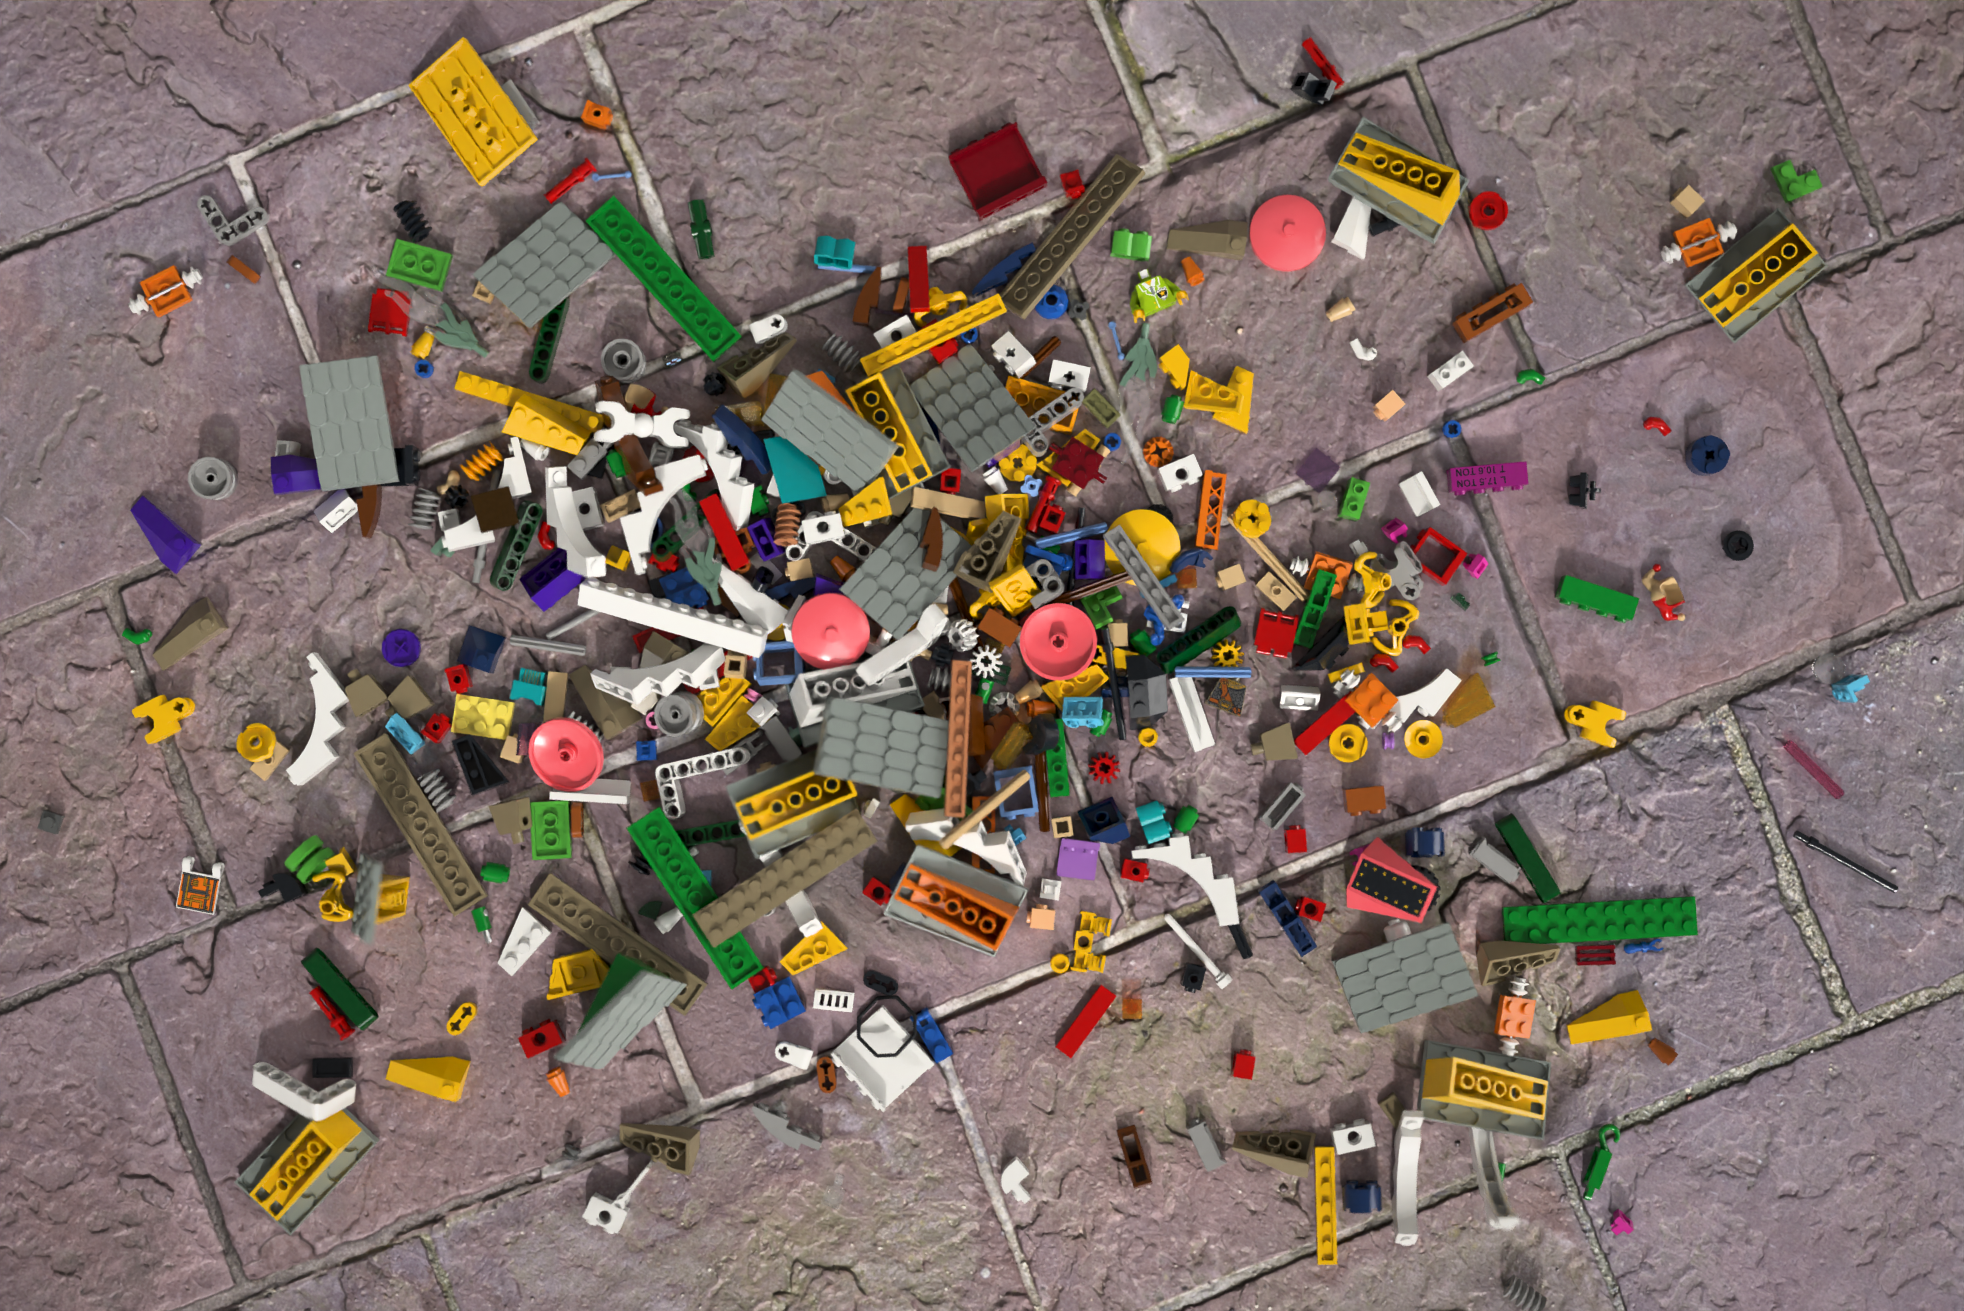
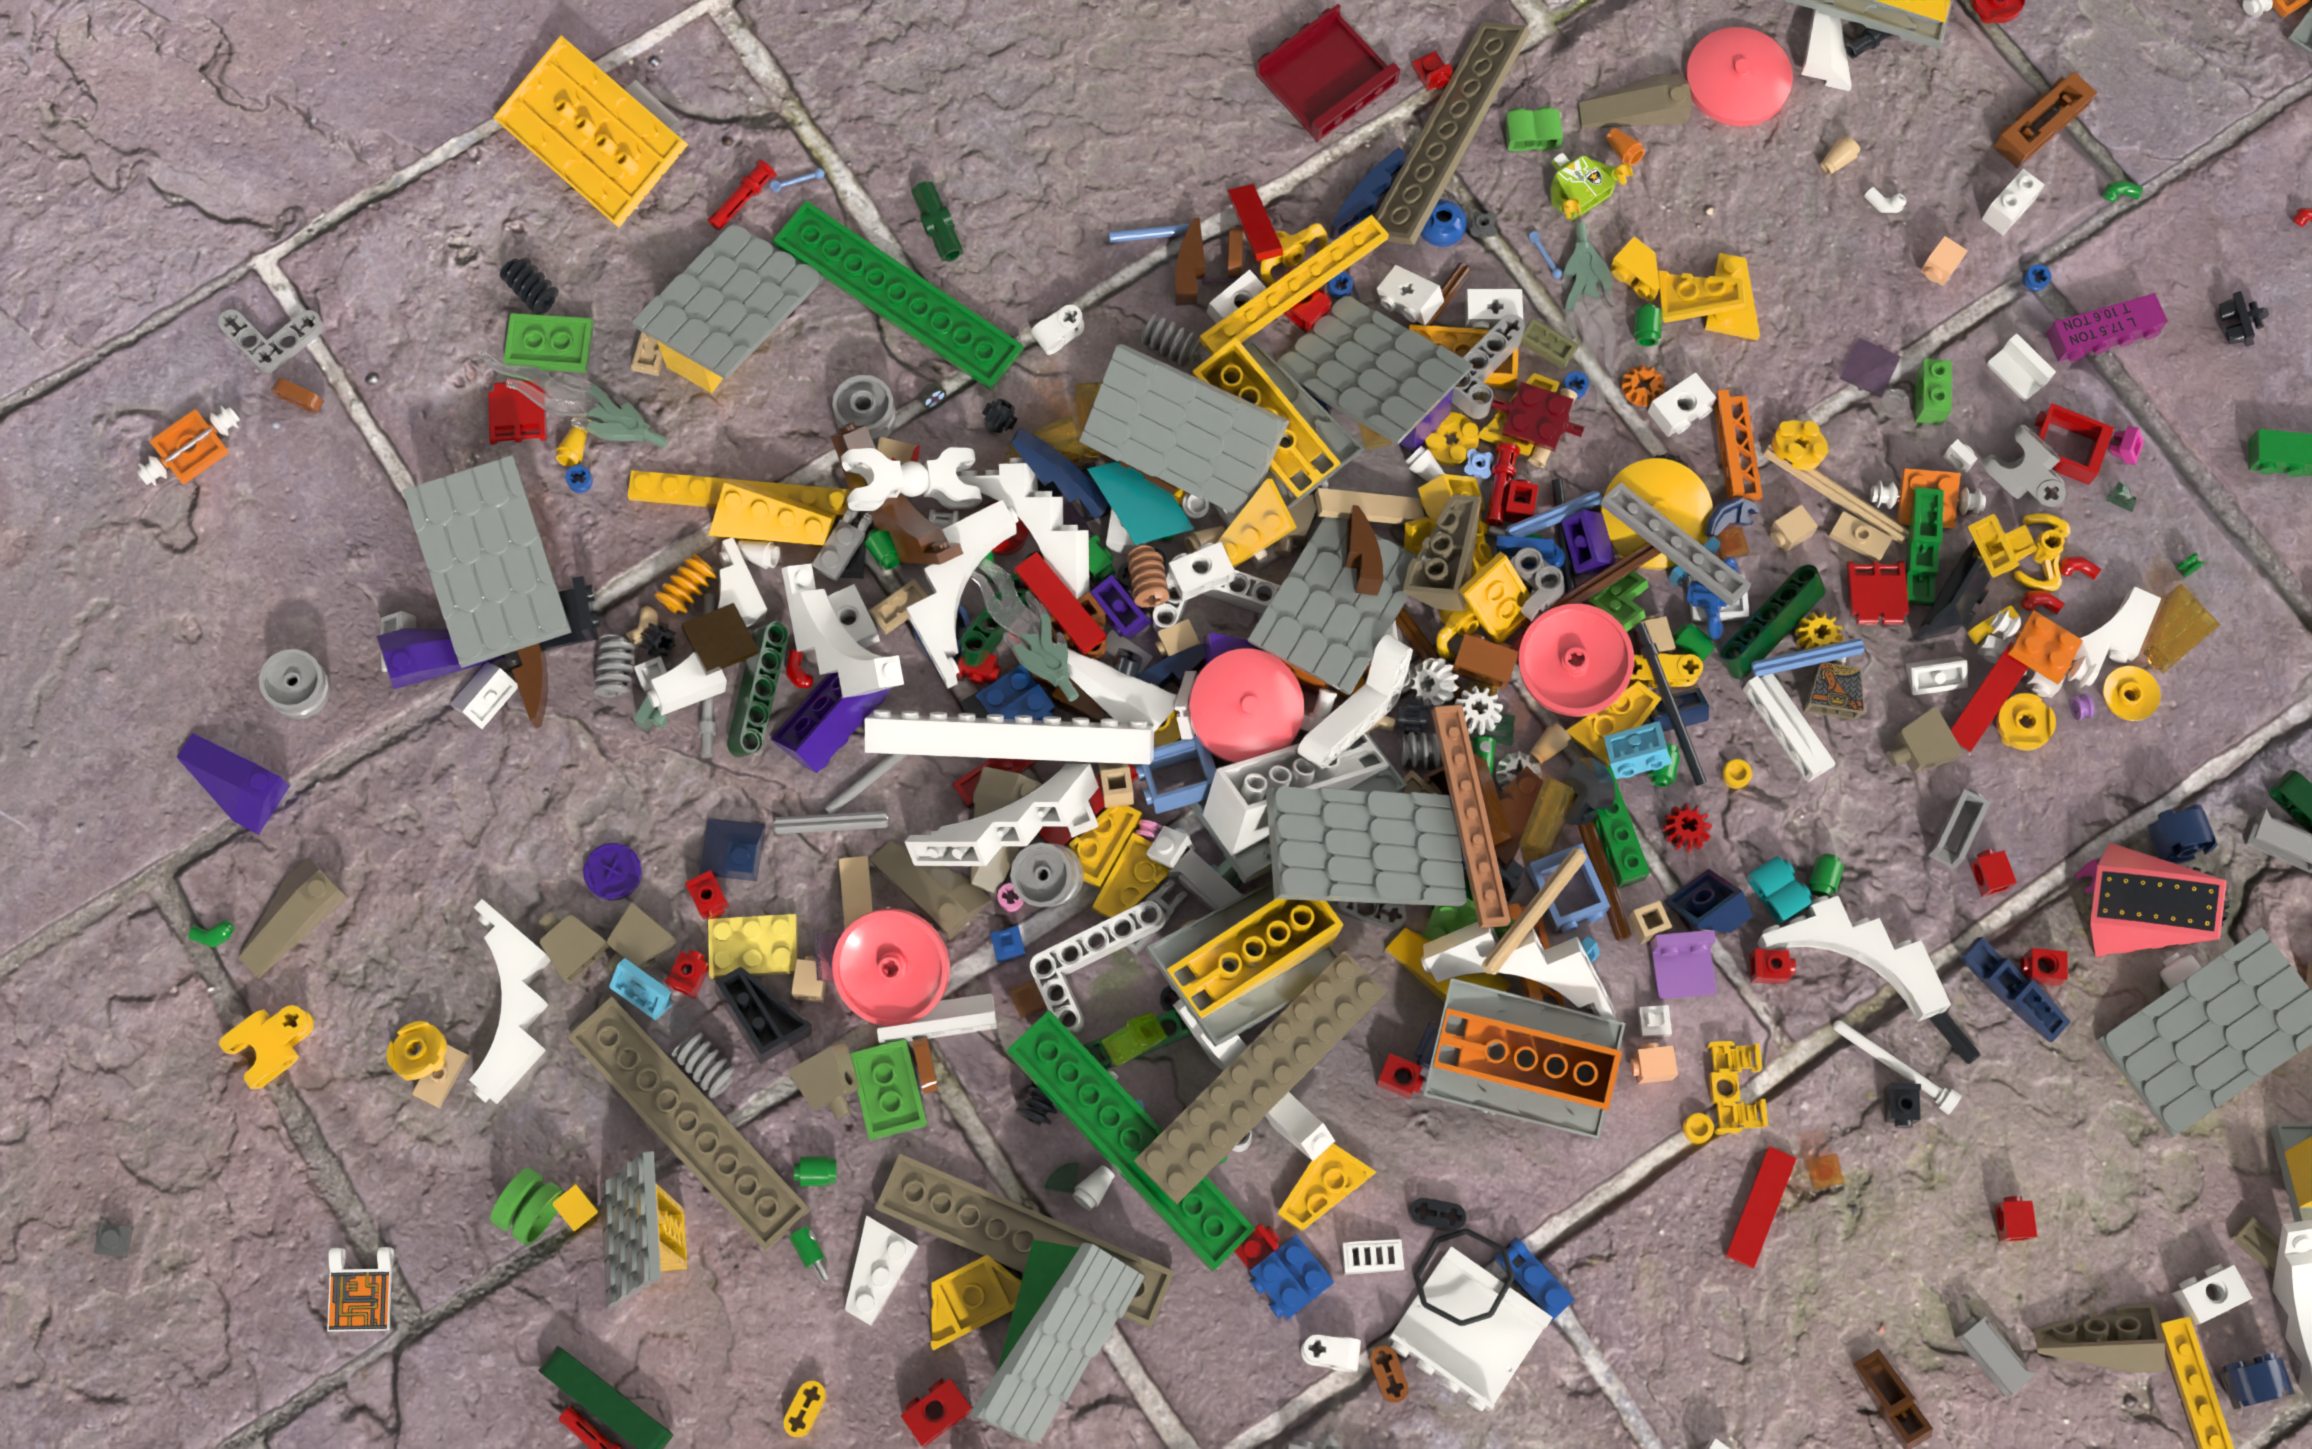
camera: 10 degrees left, 15 degrees down
(288, 885) = (494, 1254): black brick -> none
(333, 898) = (573, 1259): yellow piece -> none
(529, 686) = (815, 886): teal piece -> none
(550, 346) = (751, 412): dark green beam -> none
(604, 119) = (762, 106): orange brick -> none
(618, 558) = (914, 680): yellow panel -> none
(711, 834) = (1134, 1038): none -> clear neon green slope
(749, 371) = (1050, 387): dark tan wedge -> none
(834, 252) = (1129, 213): teal brick -> none
(842, 568) = (1236, 625): orange cone -> none
(870, 807) = (1361, 953): white plate -> none
(954, 475) = (1364, 471): red brick -> none
(1037, 707) = (1564, 761): orange cone -> none
(1145, 691) = (1718, 707): black wedge -> none
(1364, 799) = (2074, 793): dark orange brick -> none
(1372, 580) = (1995, 486): yellow piece -> none
(1394, 529) = (2000, 420): dark pink tile -> none

